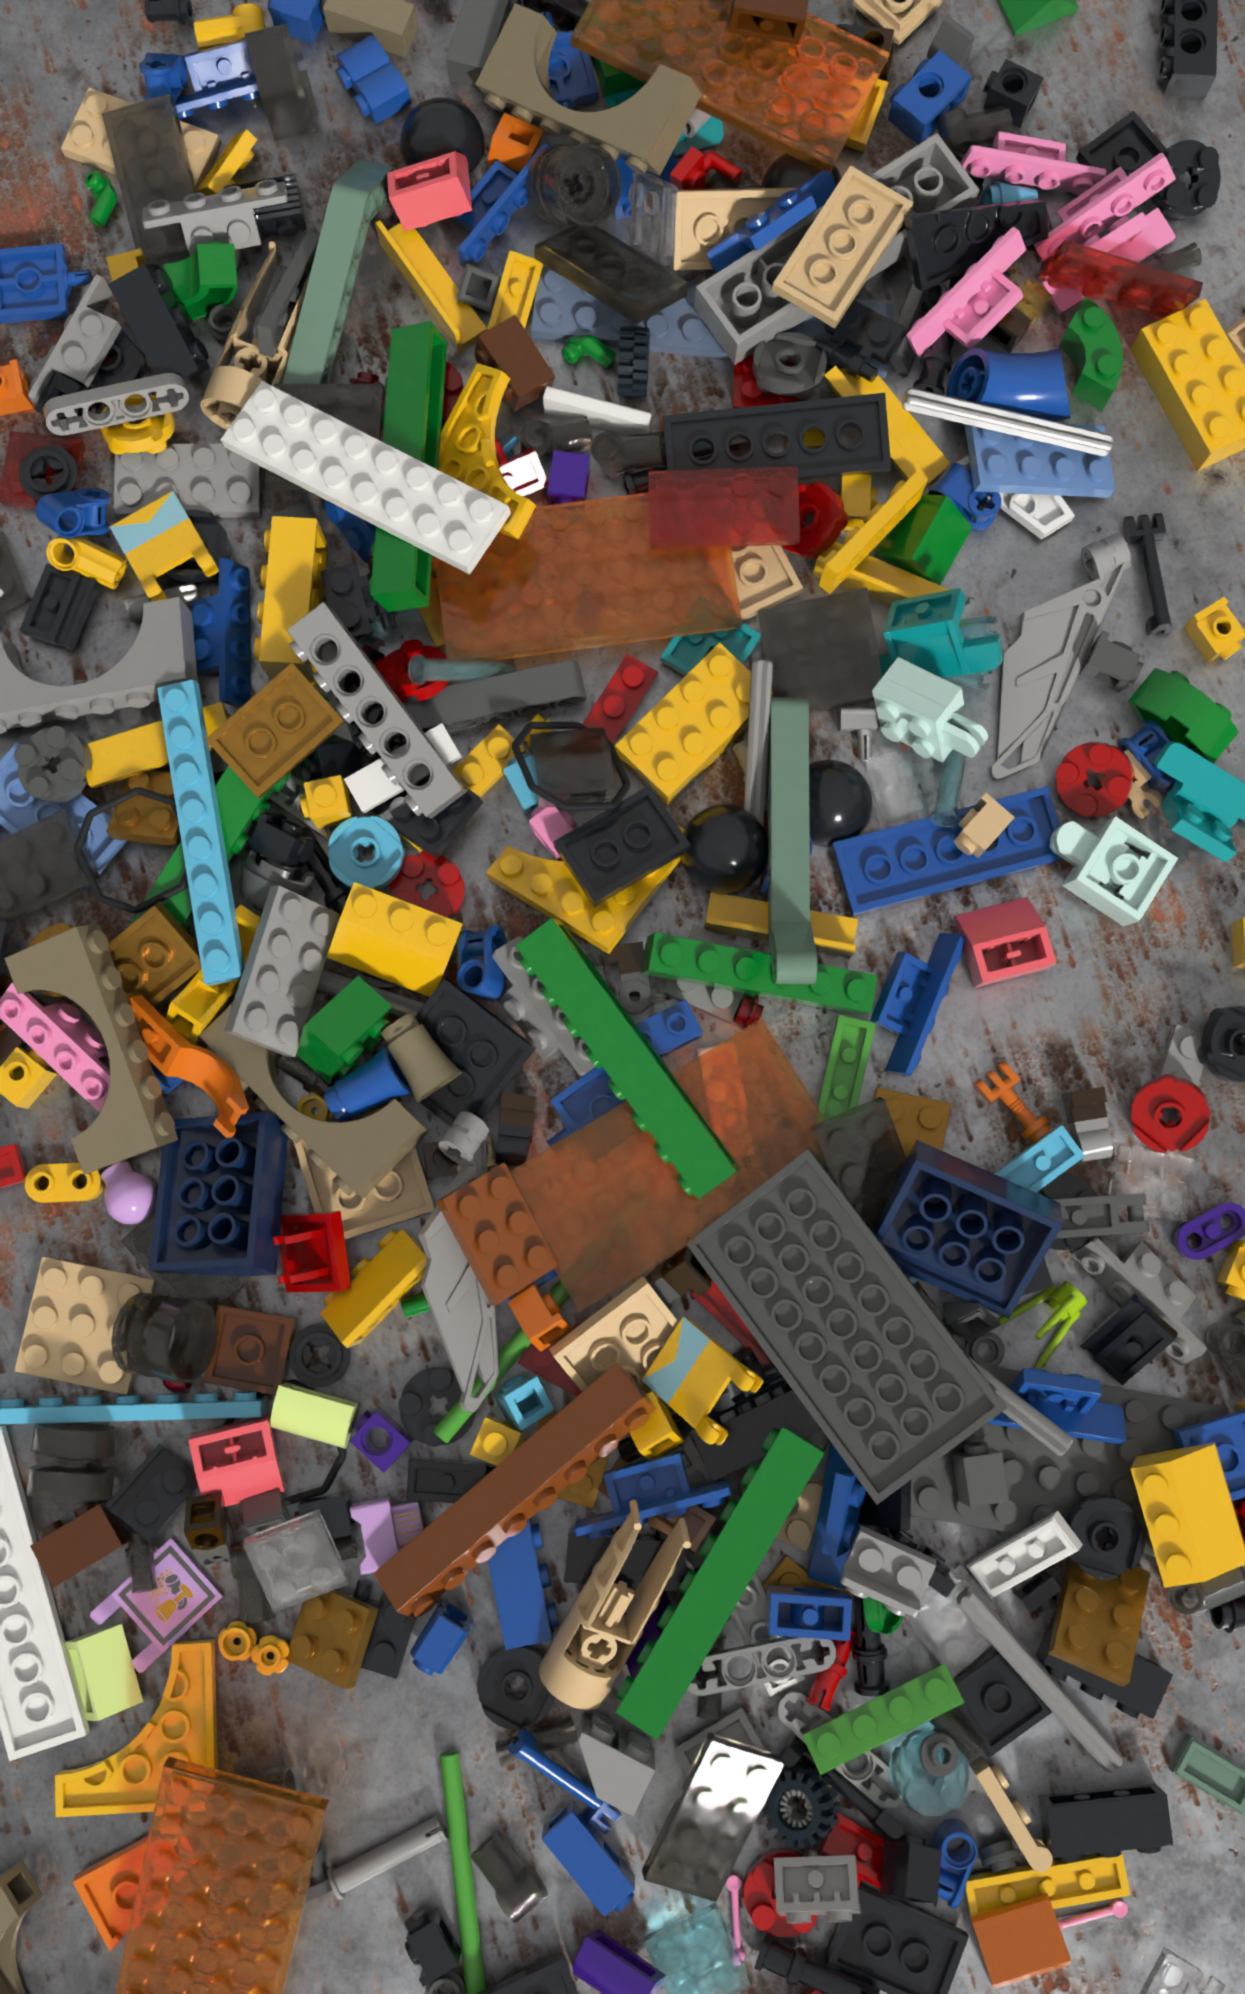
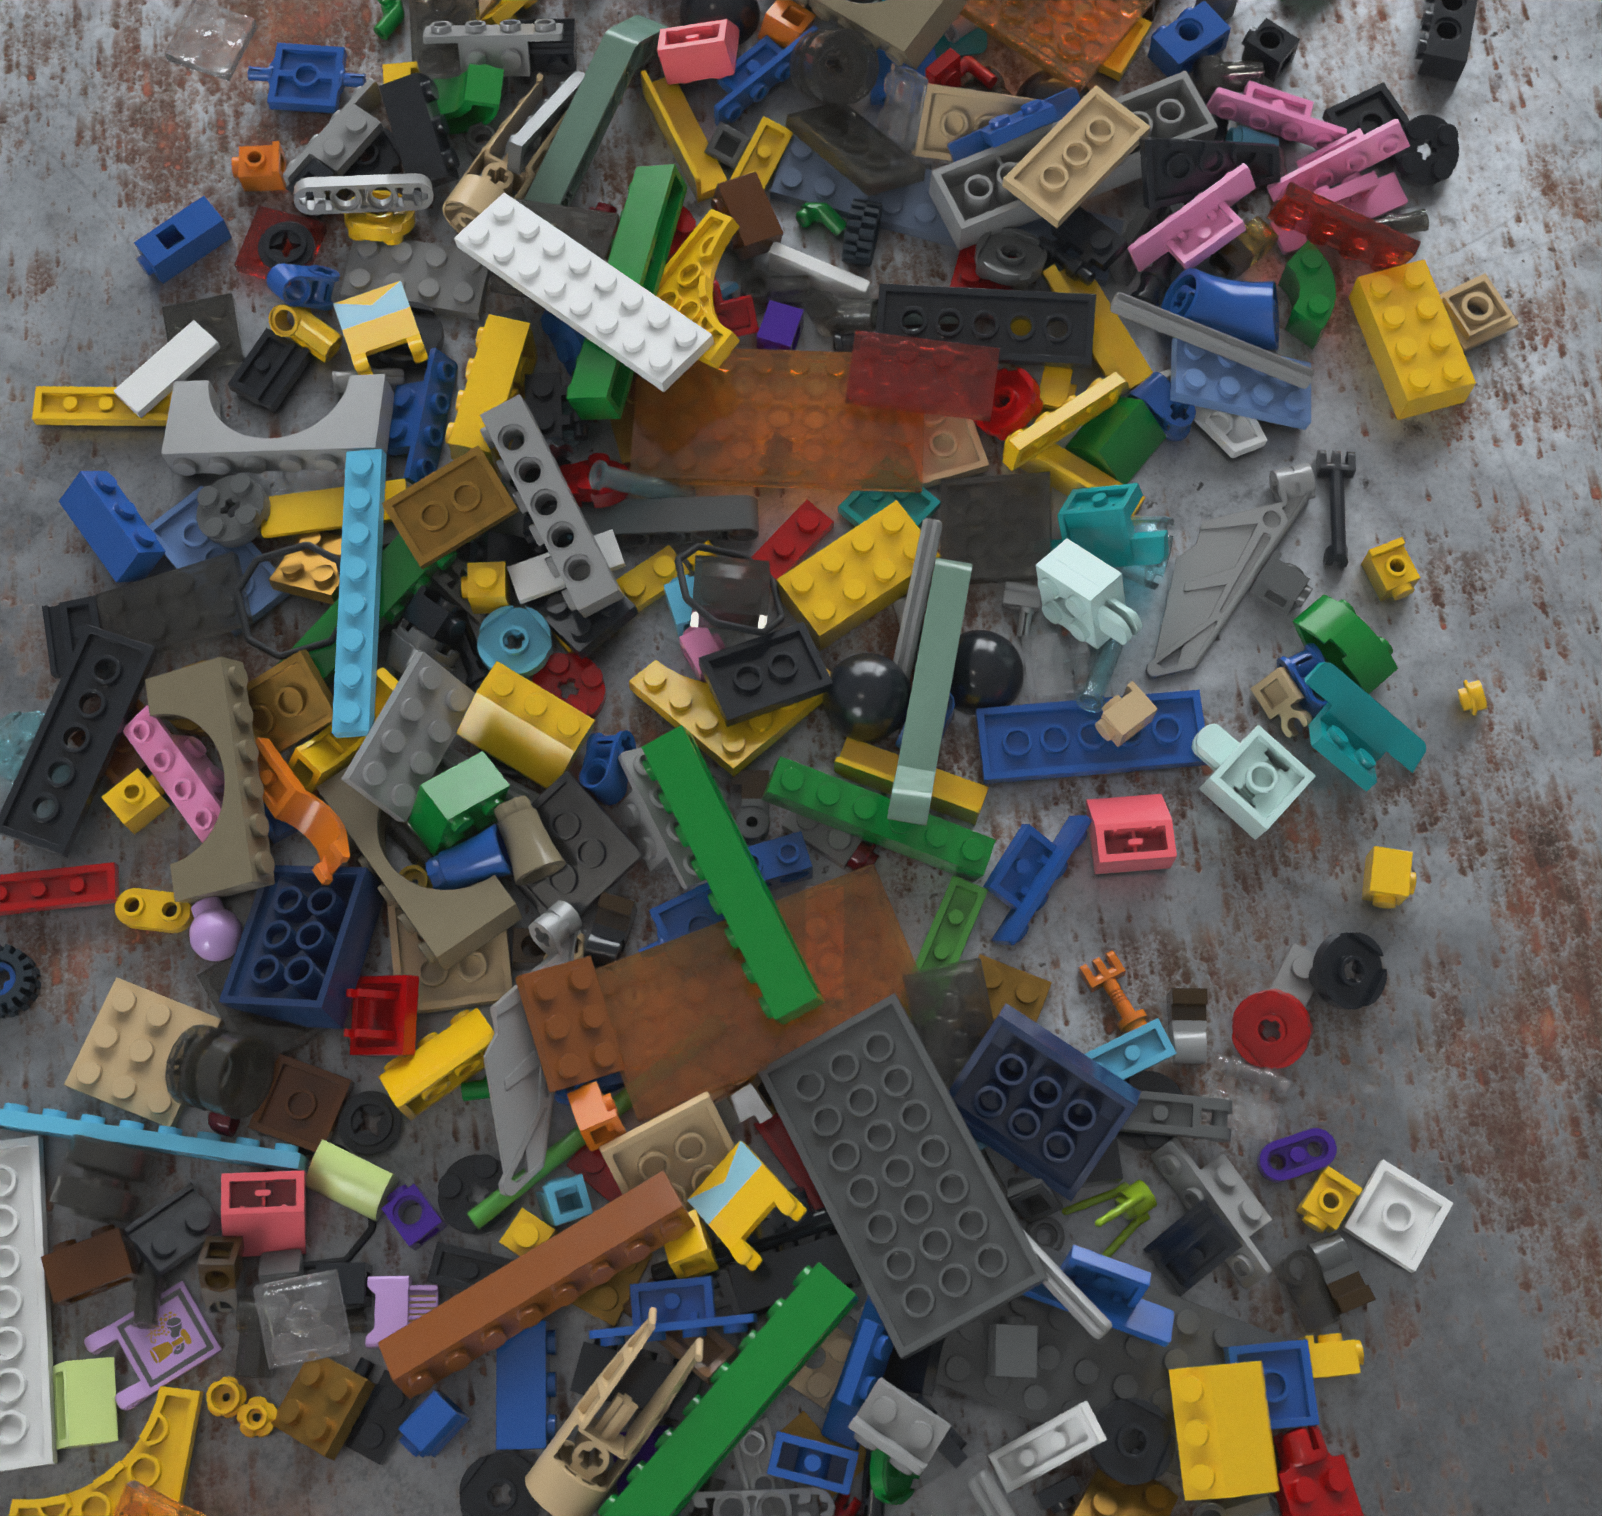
camera: 10 degrees right, 10 degrees down
(1115, 786) = (1265, 700): red plate -> none

